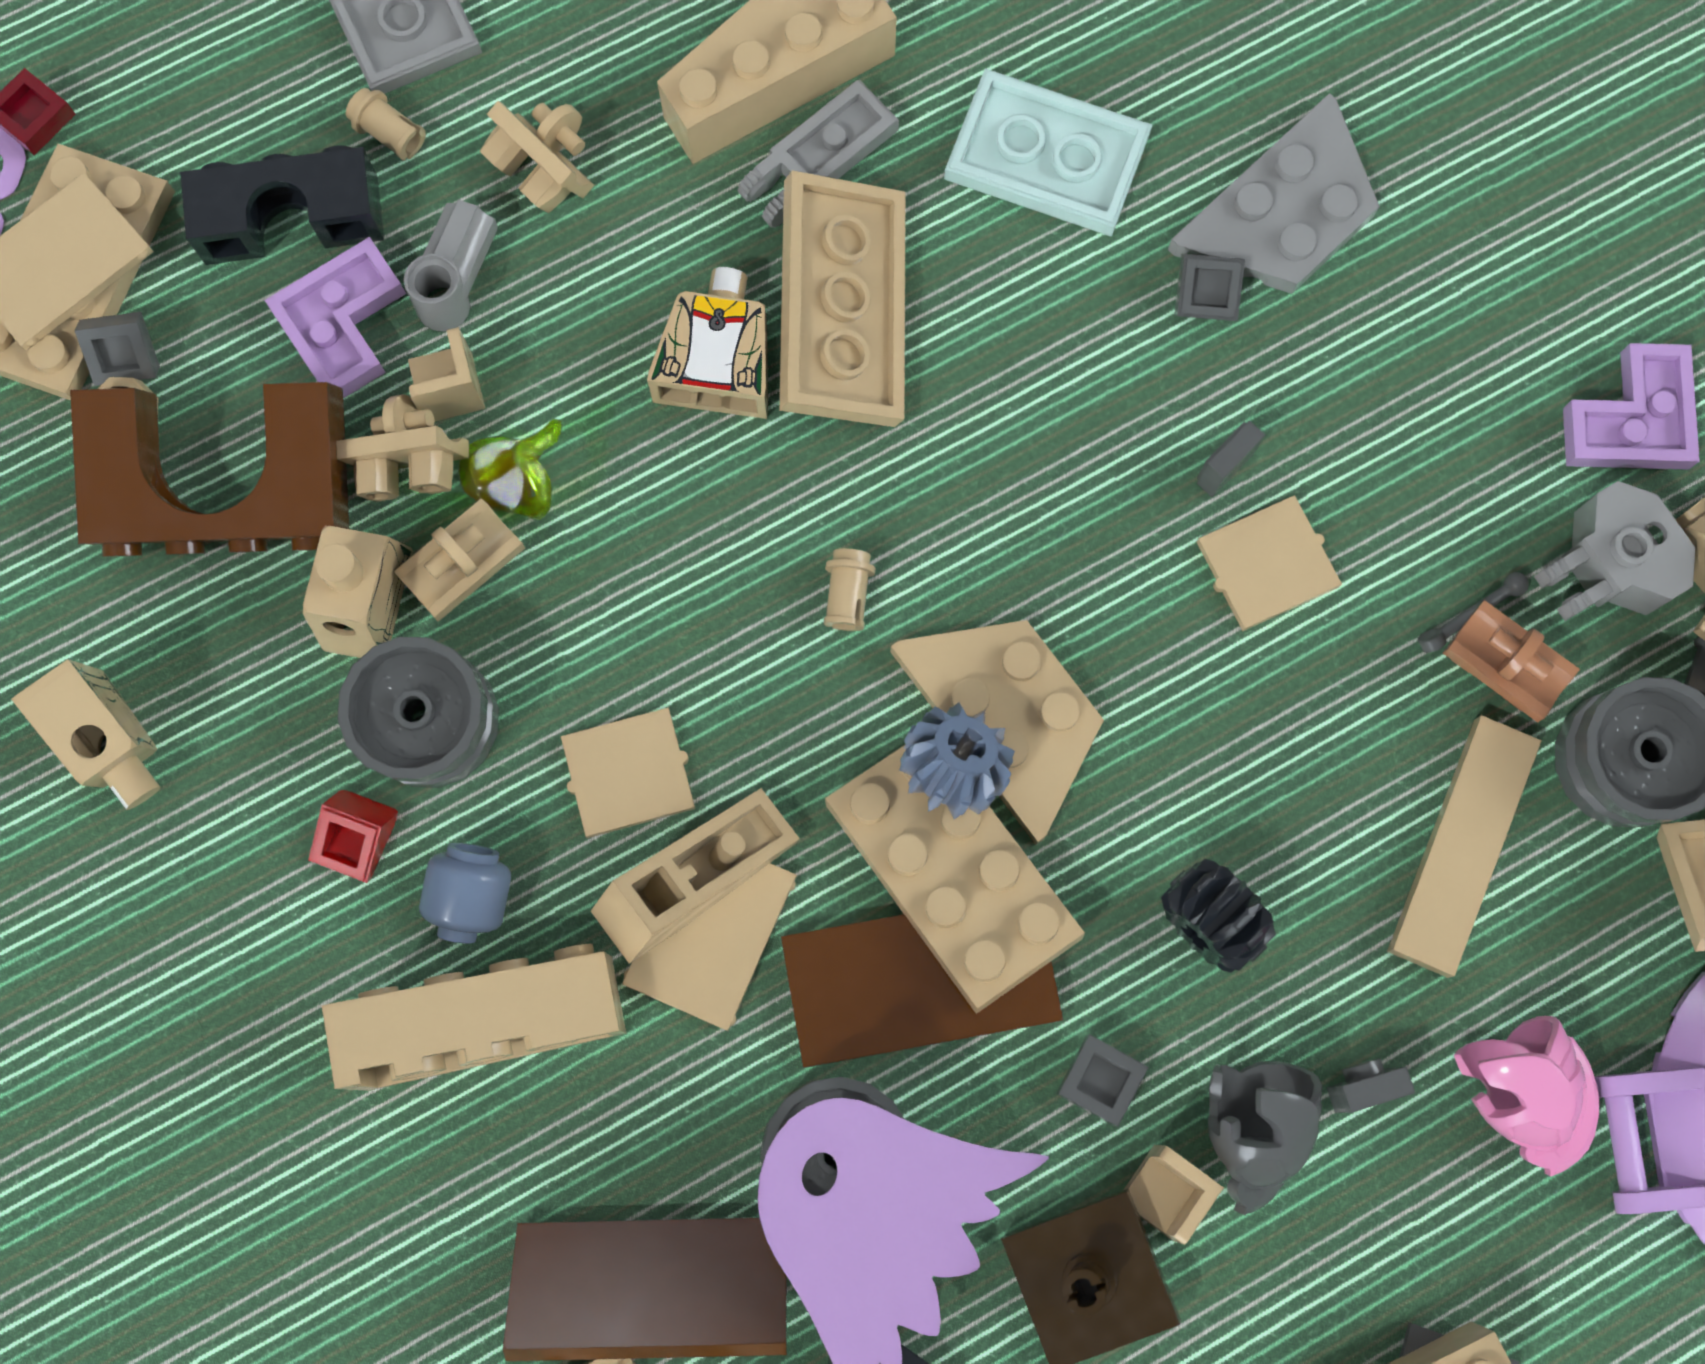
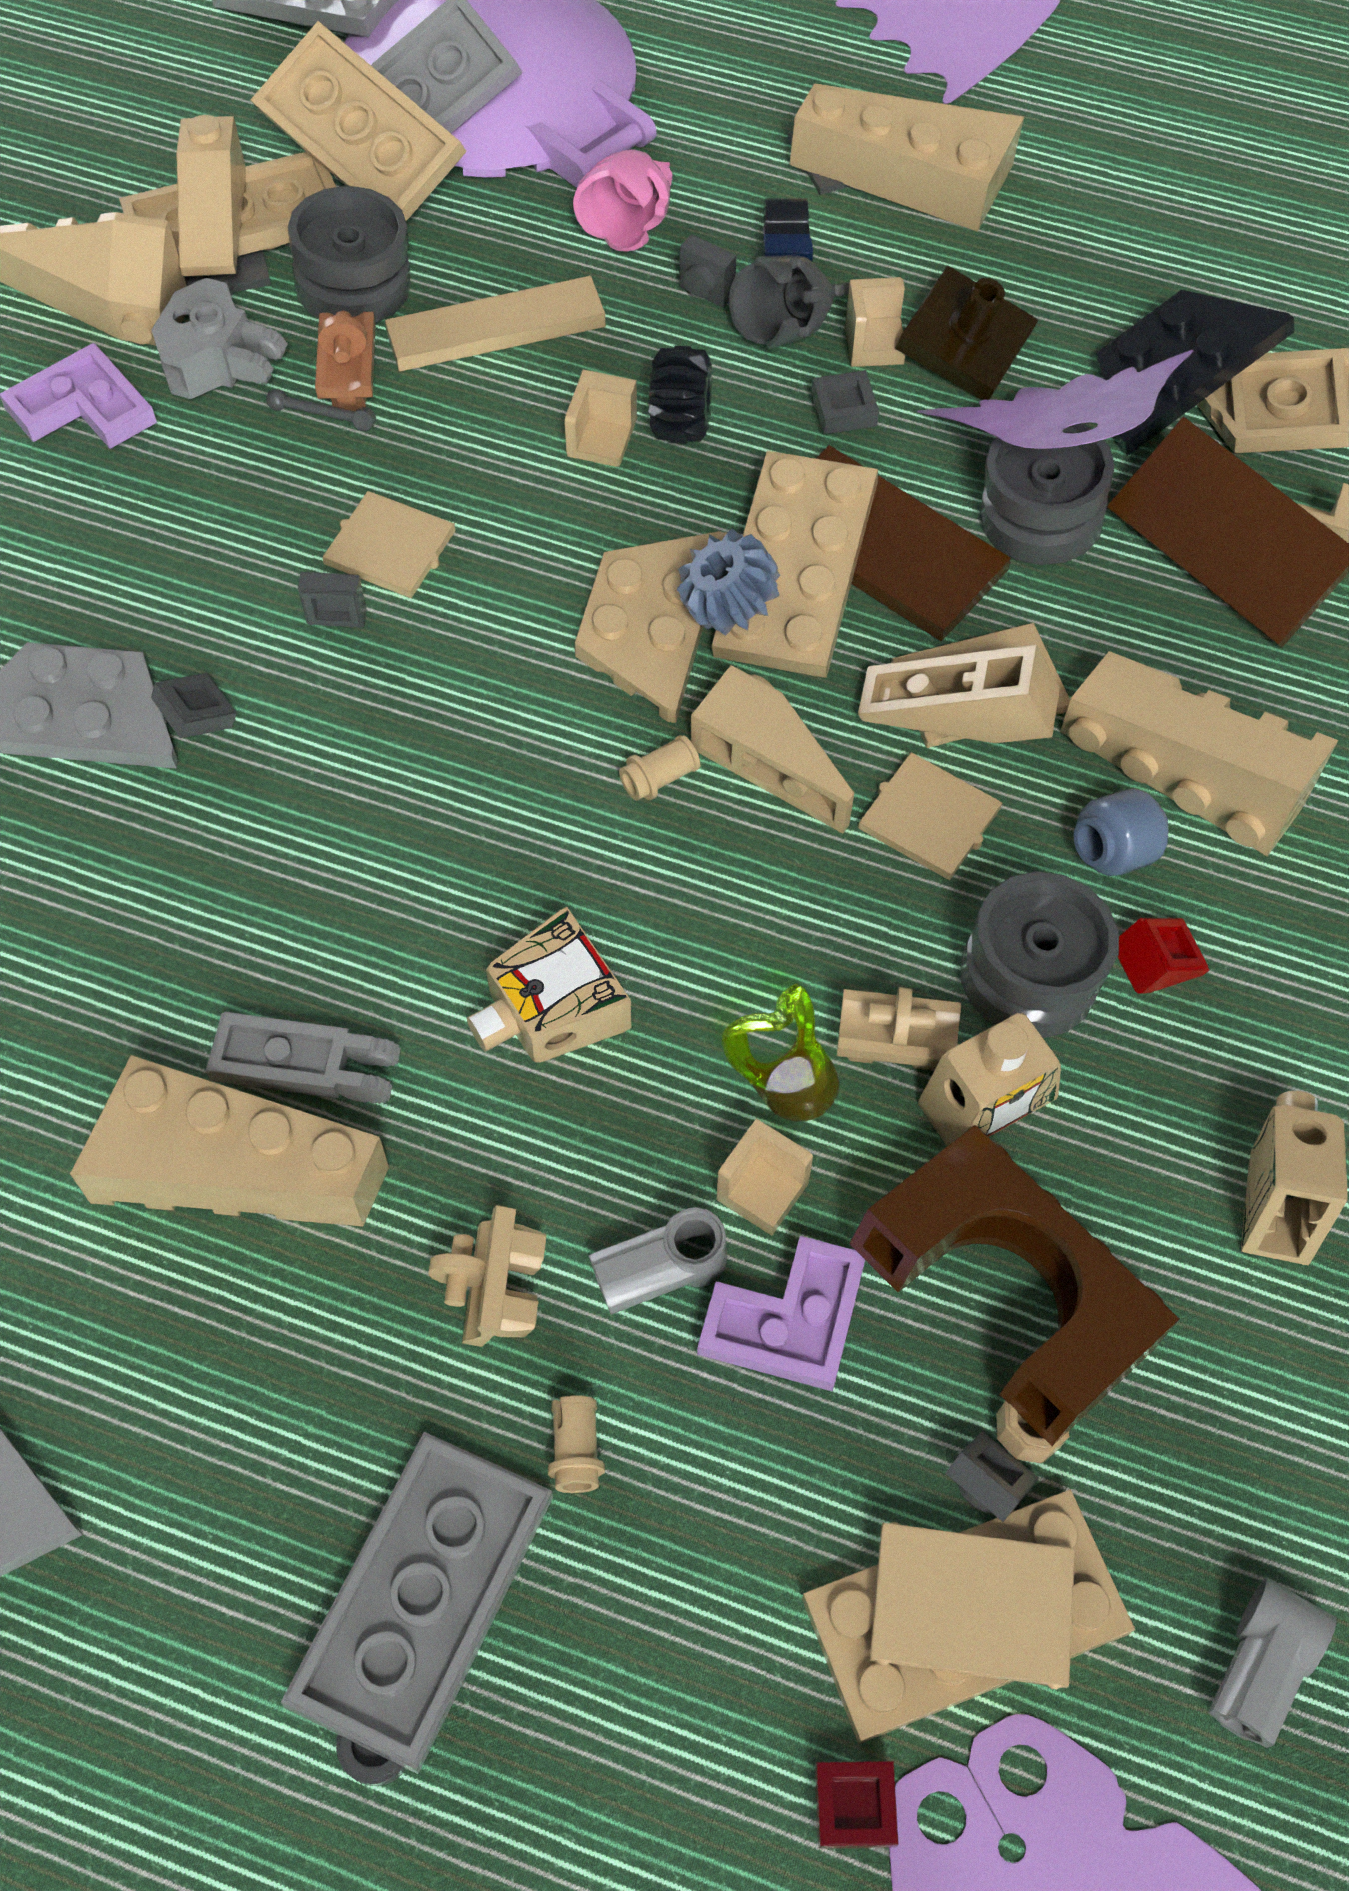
camera: 130 degrees left, 15 degrees down
(233, 204) = (773, 1502): black arch -> none
(402, 440) = (850, 1145): tan hips -> none
(797, 686) = (764, 740): none -> tan slope
(843, 300) = (425, 931): tan plate -> none
(1047, 152) = (155, 902): light aqua tile -> none
(1258, 835) = (601, 418): none -> tan panel
(1352, 1206) = (786, 228): none -> leg

